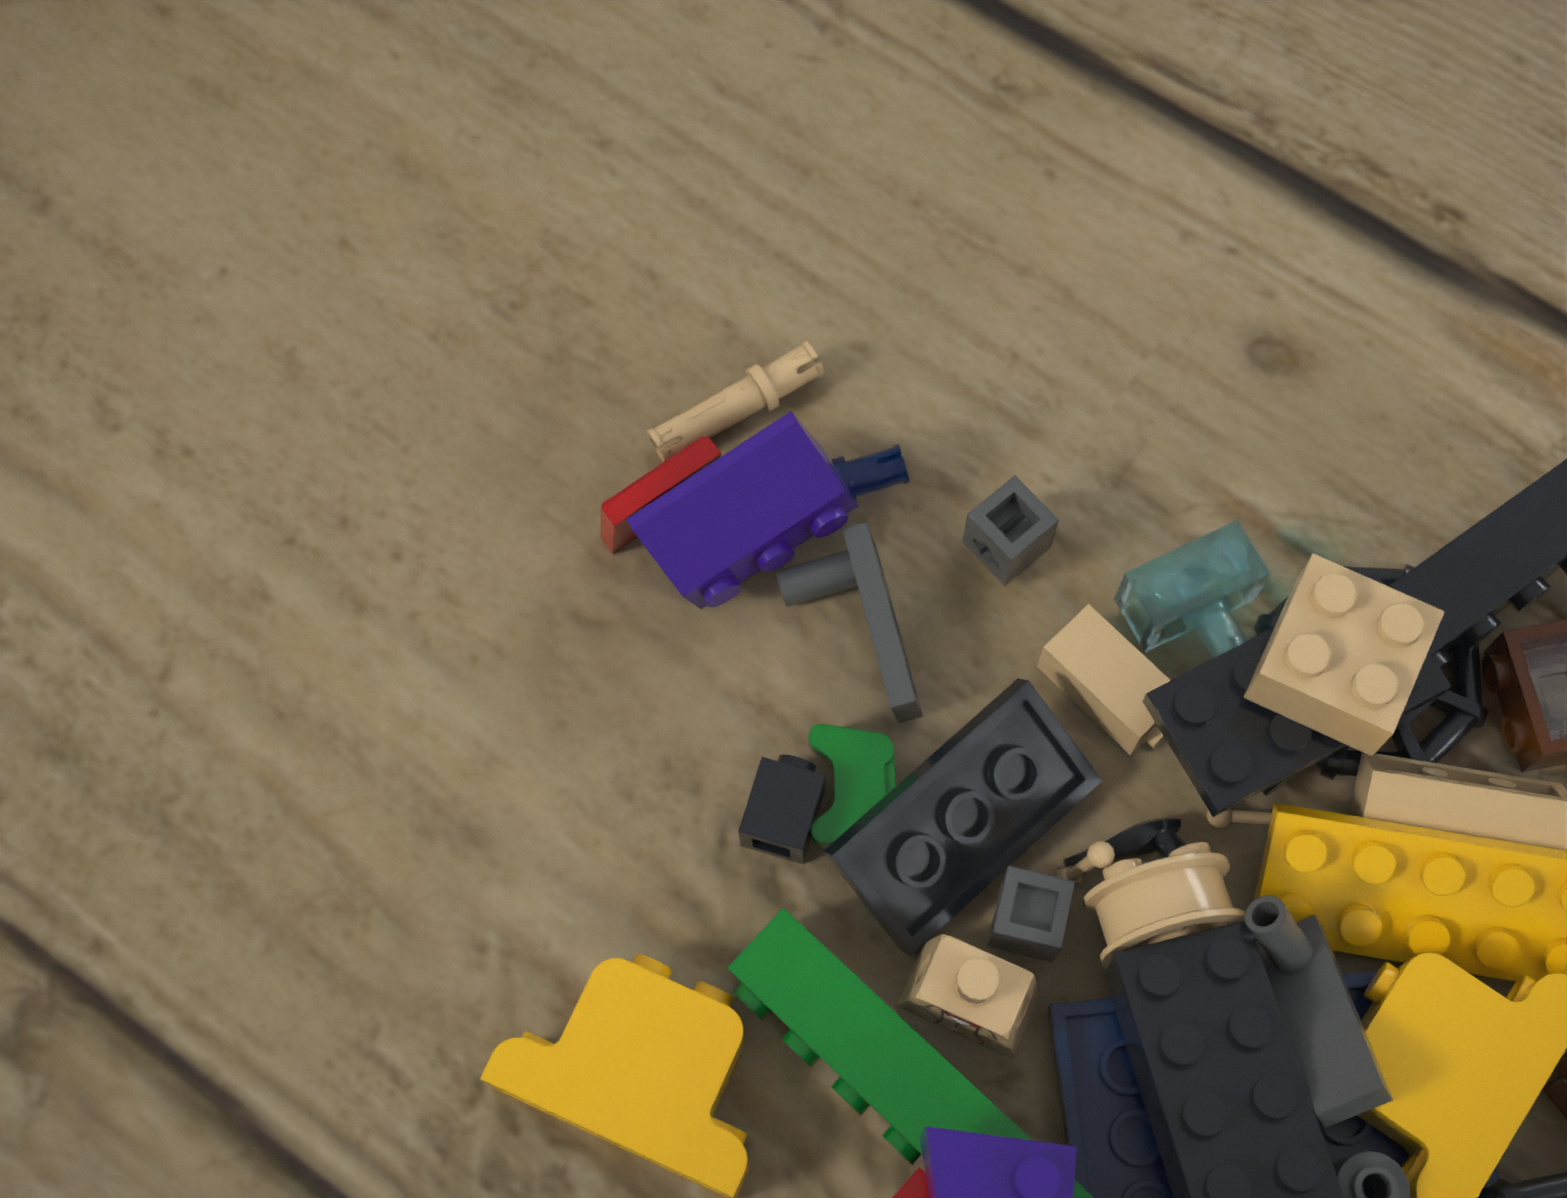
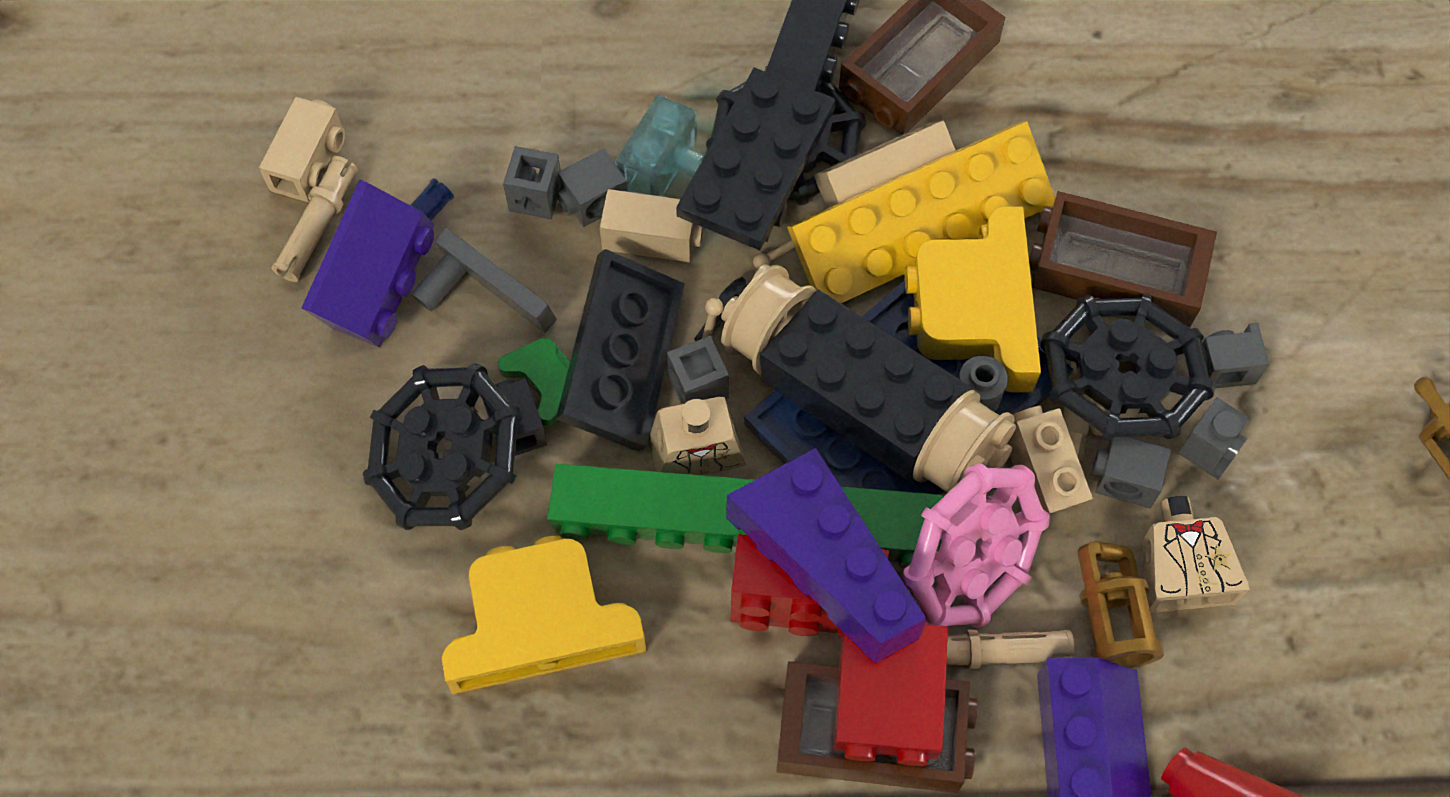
camera: 40 degrees left, 5 degrees down
(614, 511) = (295, 321): red plate -> none
(675, 828) = (418, 441): none -> black plate
(781, 306) = (302, 148): none -> tan brick
(1074, 576) = (586, 186): none -> dark grey brick
(1317, 1013) = (897, 314): dark grey piece -> none
(1344, 655) = (768, 111): tan brick -> none

